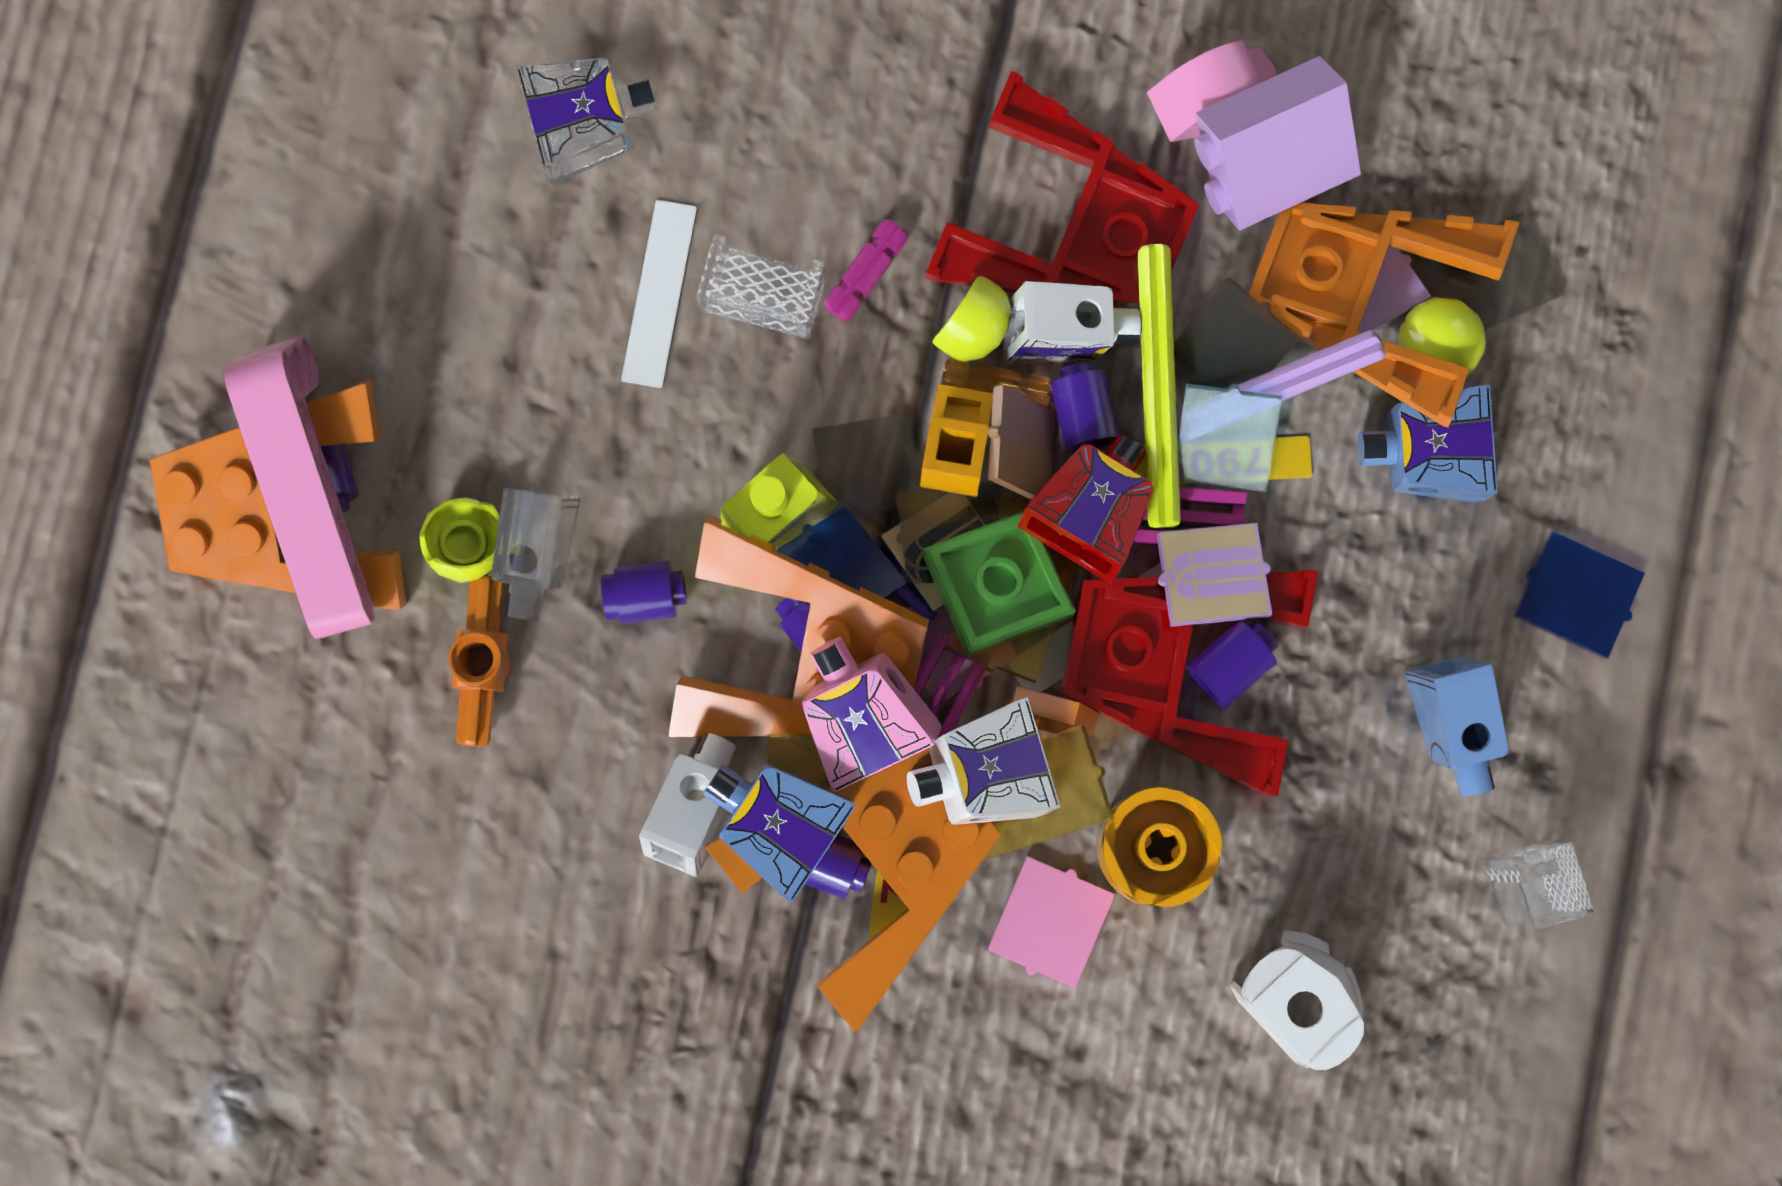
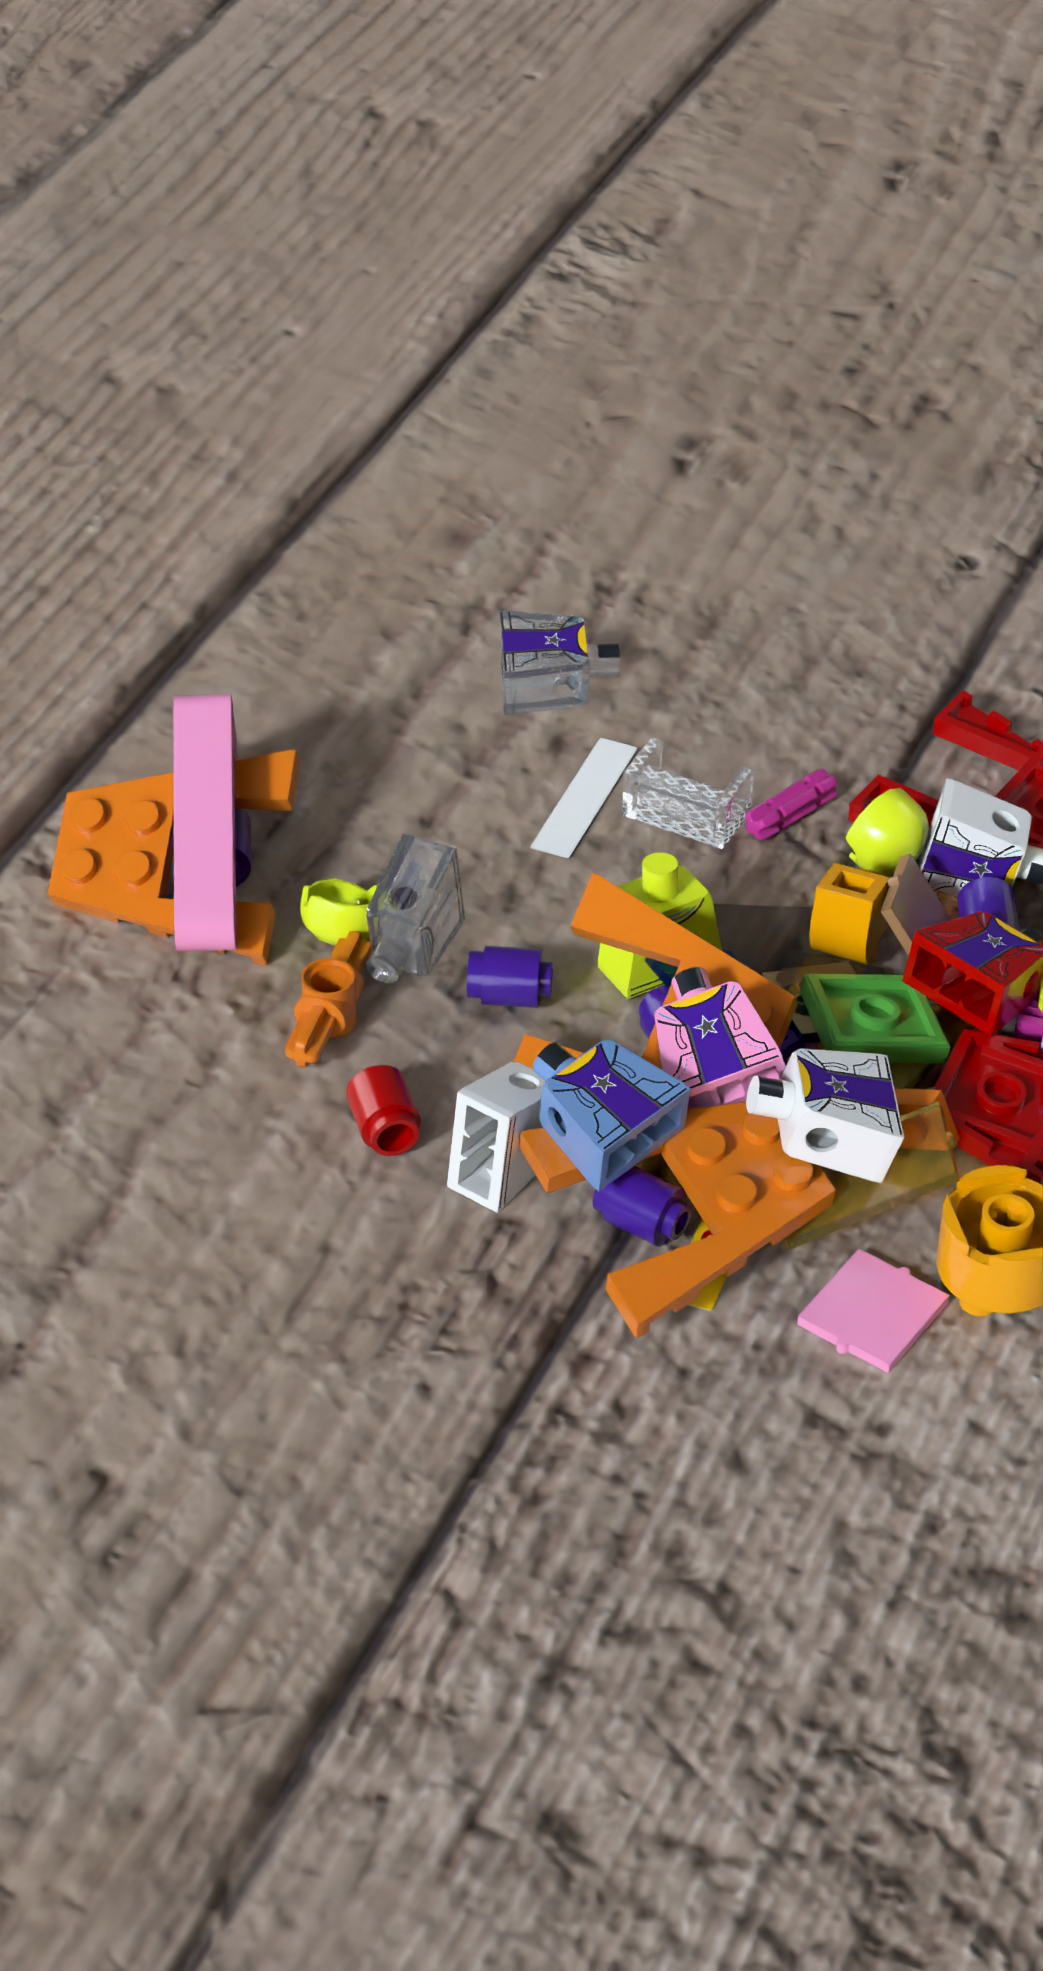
camera: 10 degrees right, 40 degrees down
(566, 795) = (384, 1109): none -> red brick

